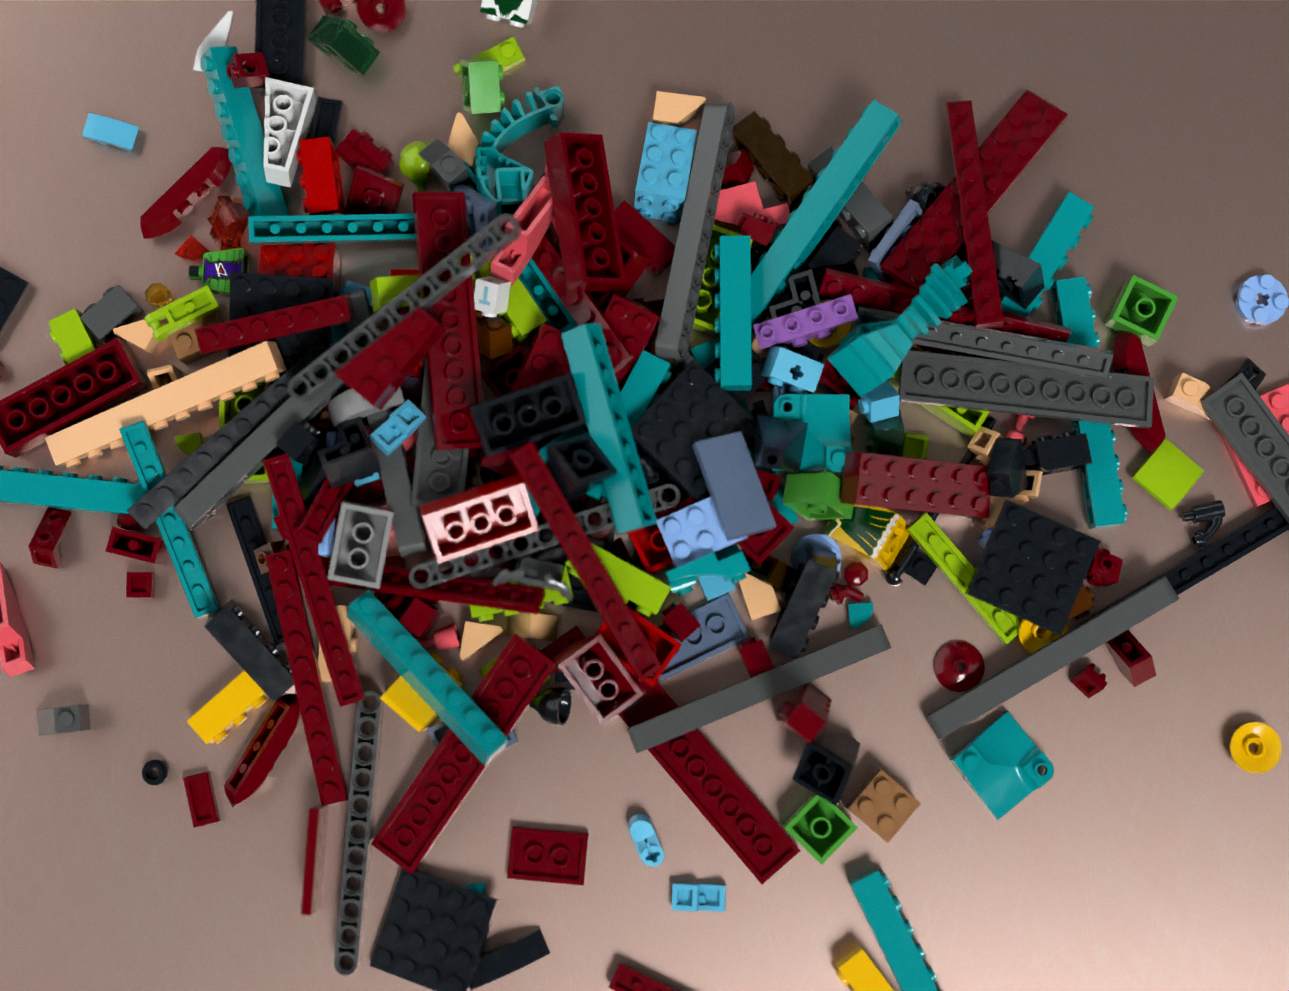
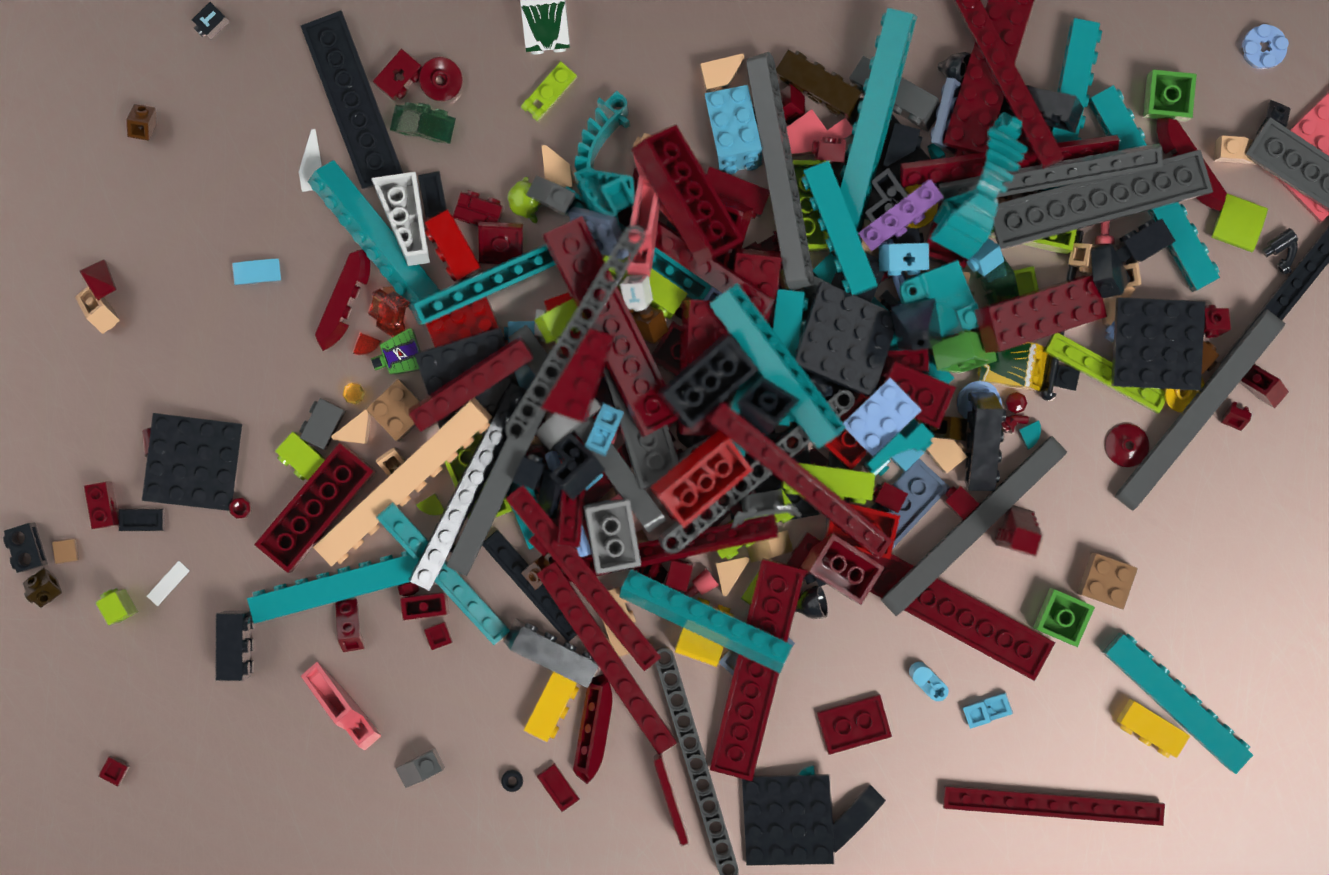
camera: 25 degrees left, 5 degrees up
(182, 313) = (386, 402): lime plate -> none
(253, 63) = (357, 170): dark red brick -> none
(481, 85) = (554, 116): bright green brick -> none
(734, 486) = (895, 372): sand blue tile -> none
(827, 765) = (1053, 567): black slope -> none
(1002, 765) = (1191, 511): teal slope -> none

